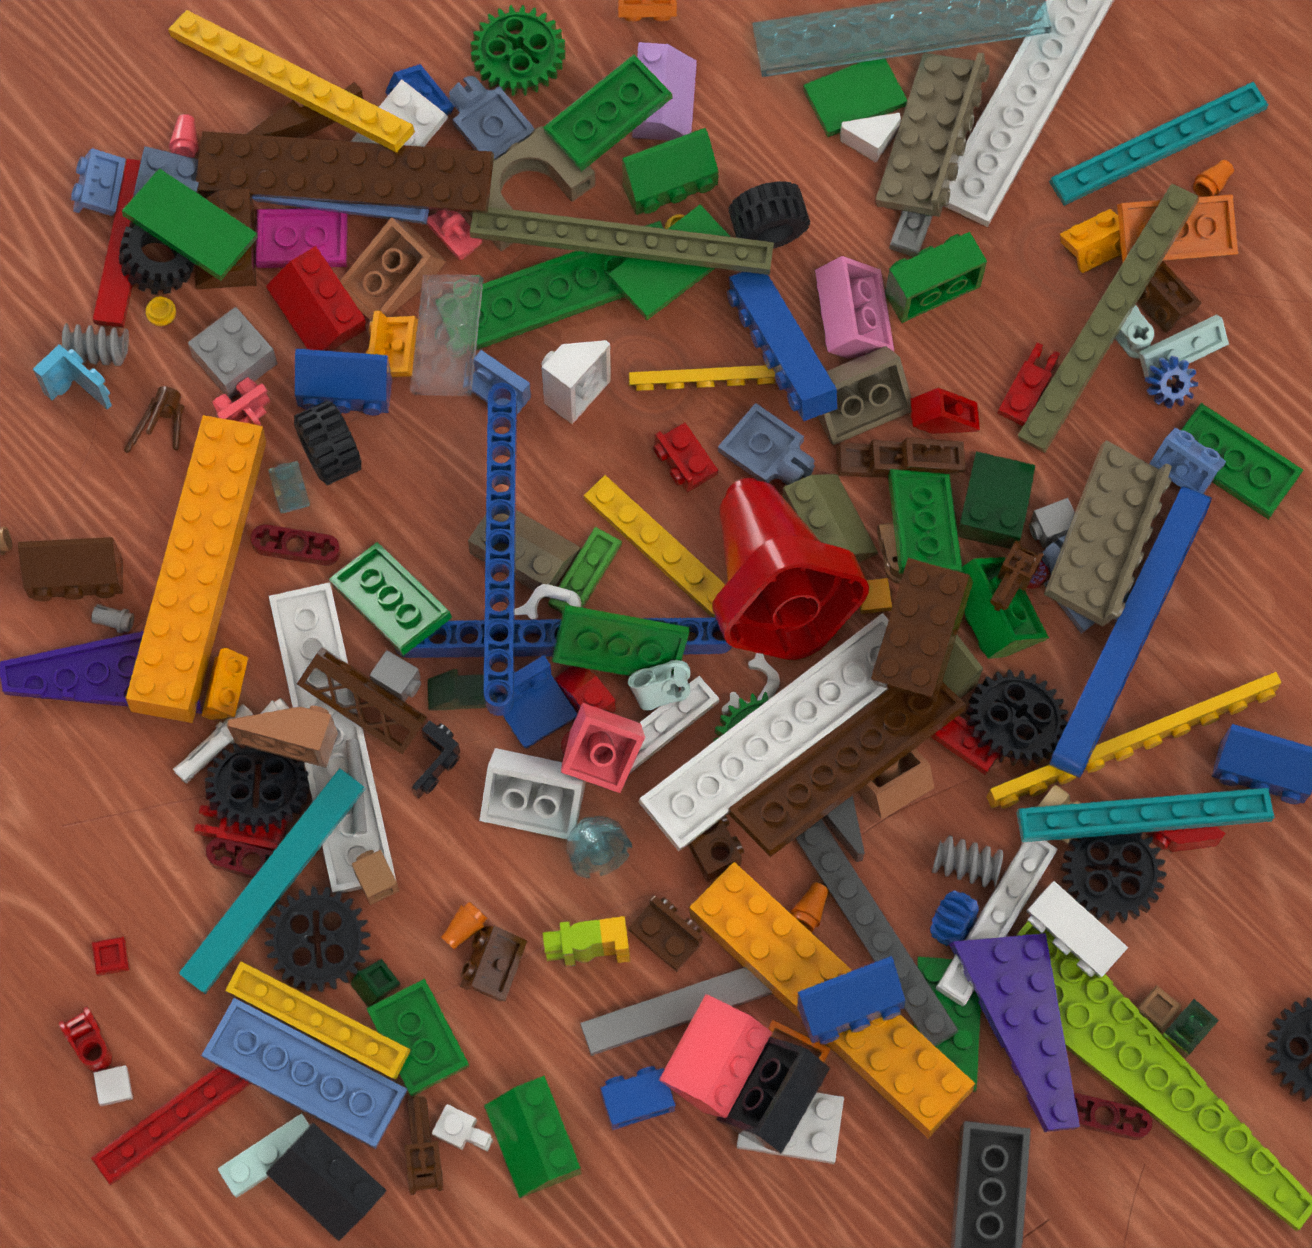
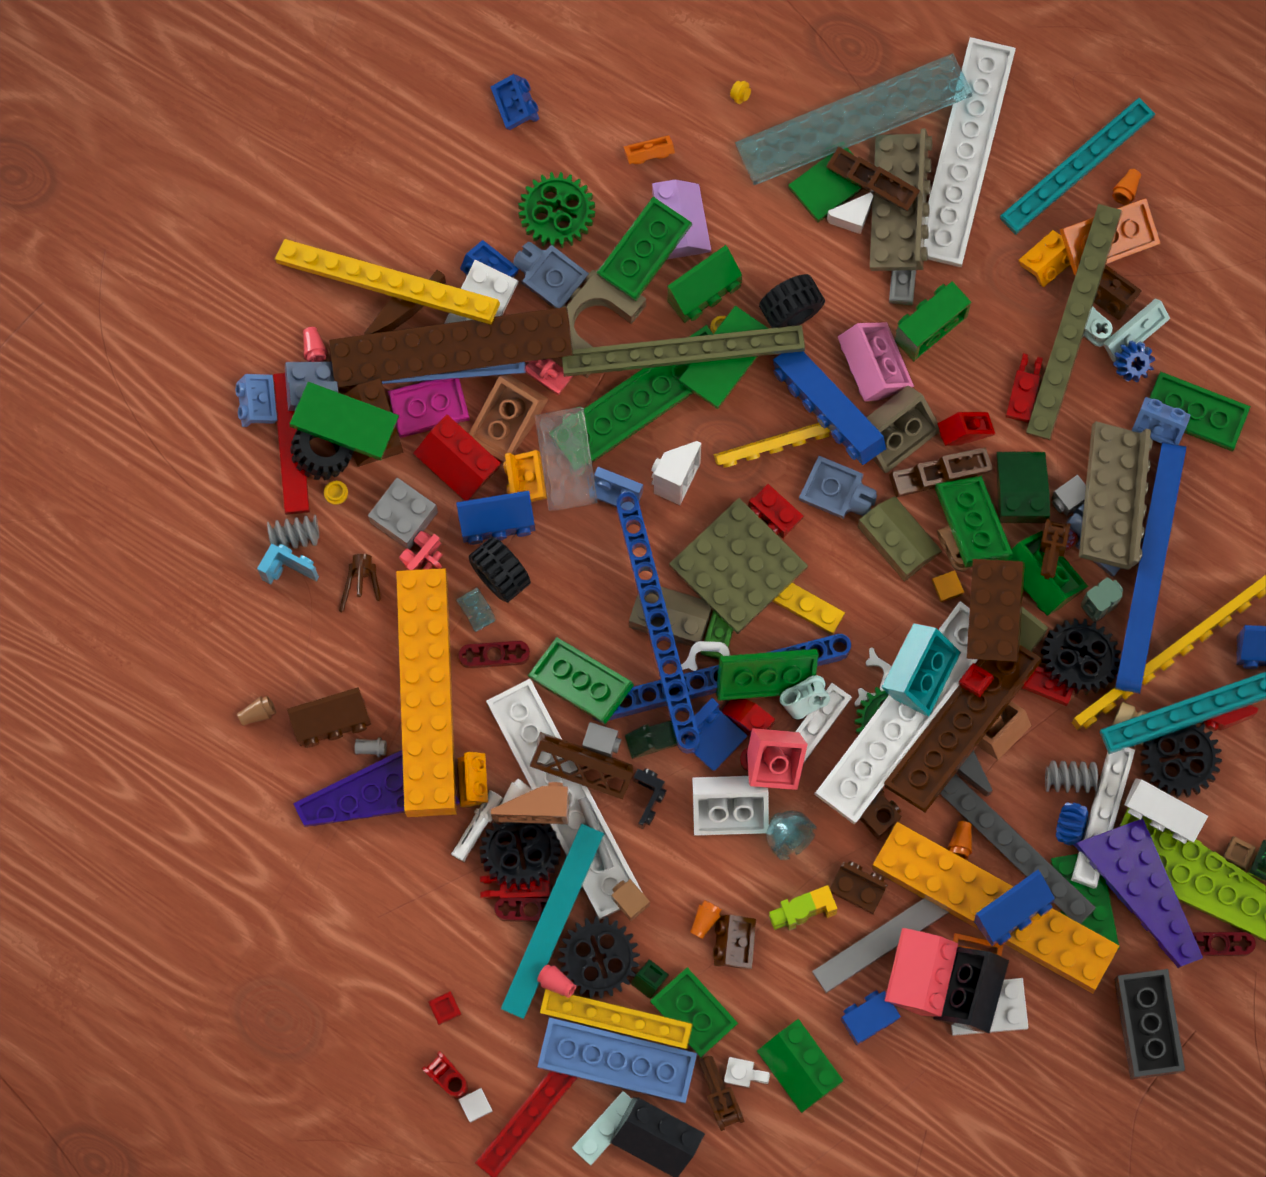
camera: 10 degrees left, 5 degrees up
(254, 954) = (554, 980): none -> coral cone
(621, 508) = (738, 565): none -> olive plate
(783, 583) = (874, 589): red cone -> none
(812, 680) = (921, 668): none -> teal slope
(877, 711) = (976, 680): none -> red tile
(905, 97) = (873, 179): none -> reddish brown slope
(1060, 653) = (1102, 599): none -> sand green brick

